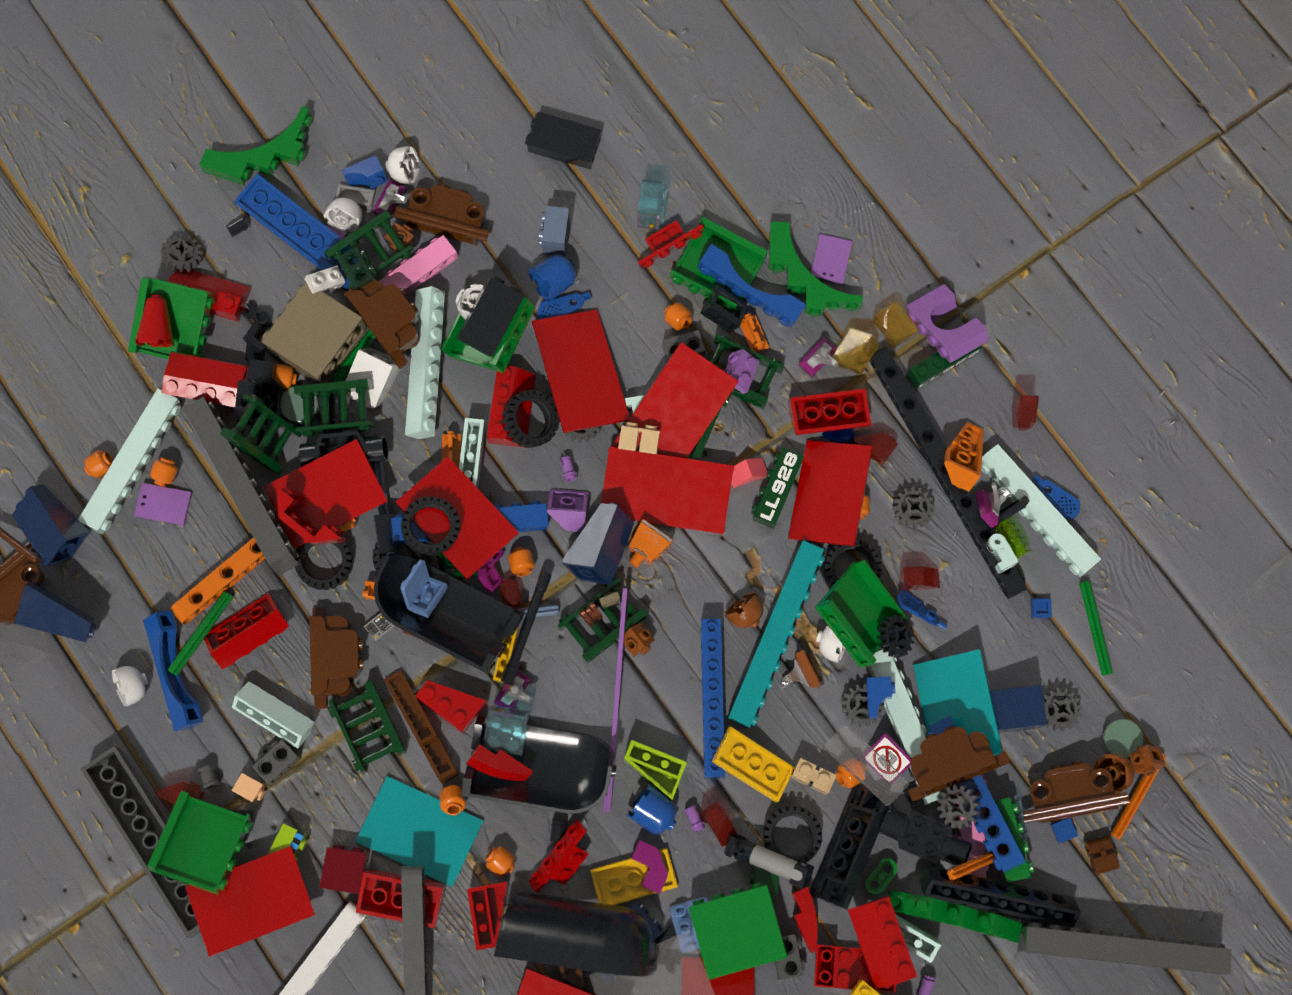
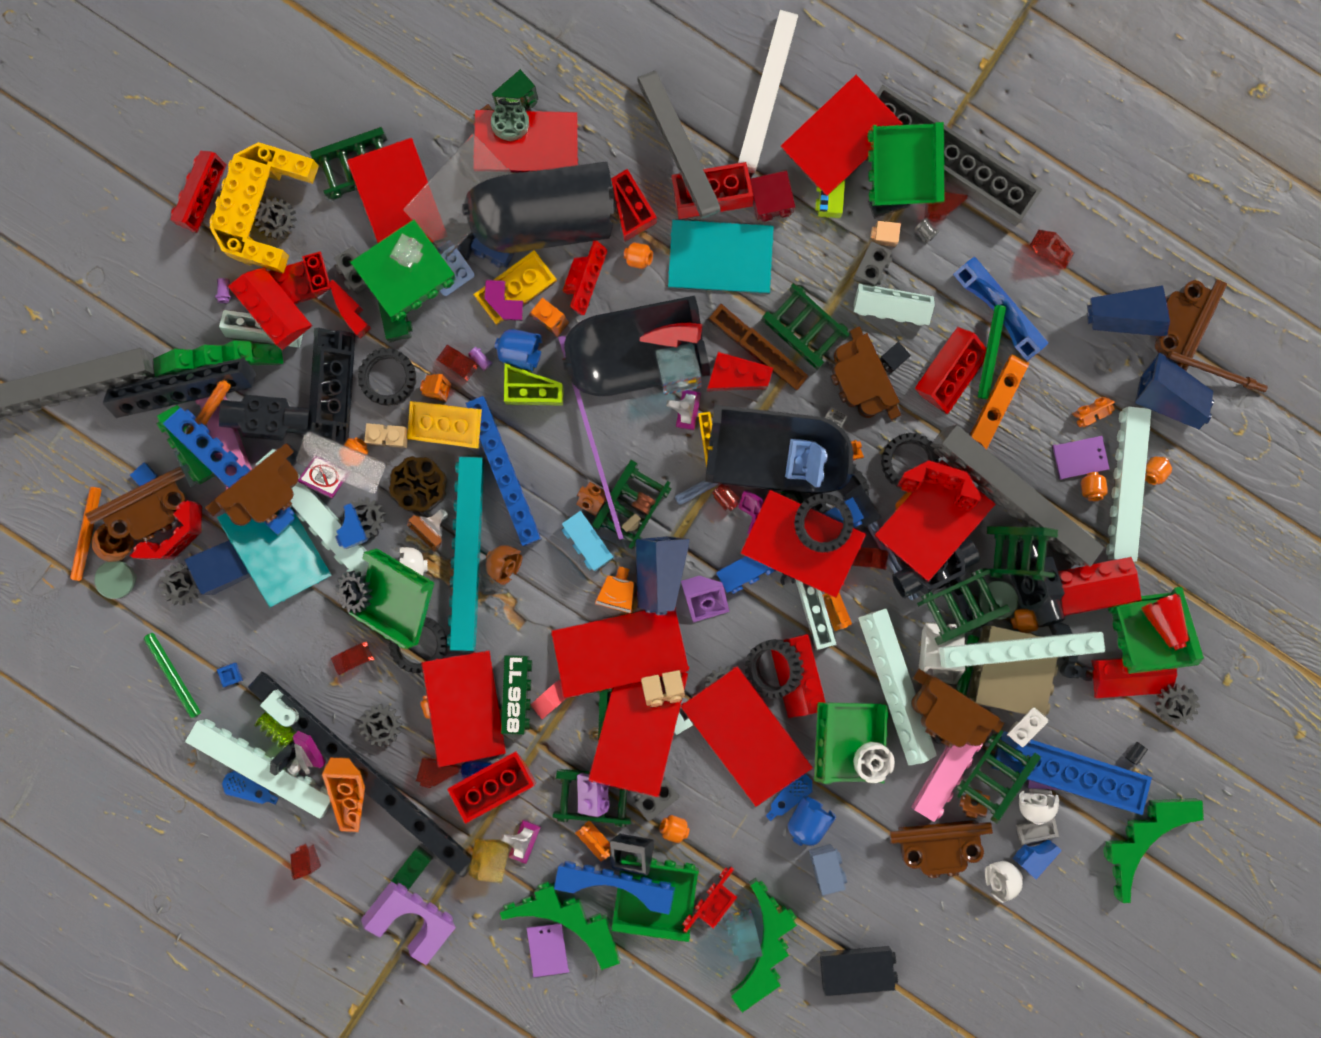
camera: 160 degrees right, 10 degrees up
(96, 711) = (1052, 247): none -> clear red arch
(121, 542) = (1101, 407): none -> orange hinge
(129, 684) = (1033, 282): white cylinder -> none
(295, 663) = (894, 357): none -> black brick
(300, 345) = (1021, 649): none -> light aqua brick
(355, 271) = (1002, 746): clear green brick -> none
(390, 198) = (1001, 840): piece -> none
(397, 483) = (871, 558): none -> clear red arch
(451, 800) = (703, 291): orange head -> none
(490, 316) = (852, 750): black brick -> none
(512, 666) = (696, 427): black piece -> none
(521, 561) = (728, 530): orange head -> none
(557, 830) = (598, 302): black piece -> none
(568, 469) = (720, 636): medium lavender pin -> none
(612, 834) = (549, 316): none -> orange torso
(649, 166) = (761, 978): none -> green arch
(657, 600) = (586, 541): none -> medium azure wedge
(727, 943) = (407, 251): none -> clear brick
(741, 848) = (428, 346): piece -> none
(749, 804) = (435, 387): none -> orange slope
(779, 720) = (401, 493): none -> dark brown connector
(881, 877) = (294, 371): green plate -> none
(895, 325) = (460, 903): clear yellow piece -> none
(916, 607) = (346, 629): blue piece -> none
(951, 810) = (229, 451): dark grey gear -> none
(1073, 745) = (190, 515): none -> red slope
(1101, 855) = (102, 466): reddish brown piece -> none
(1147, 760) = (84, 565): dark orange brick -> none

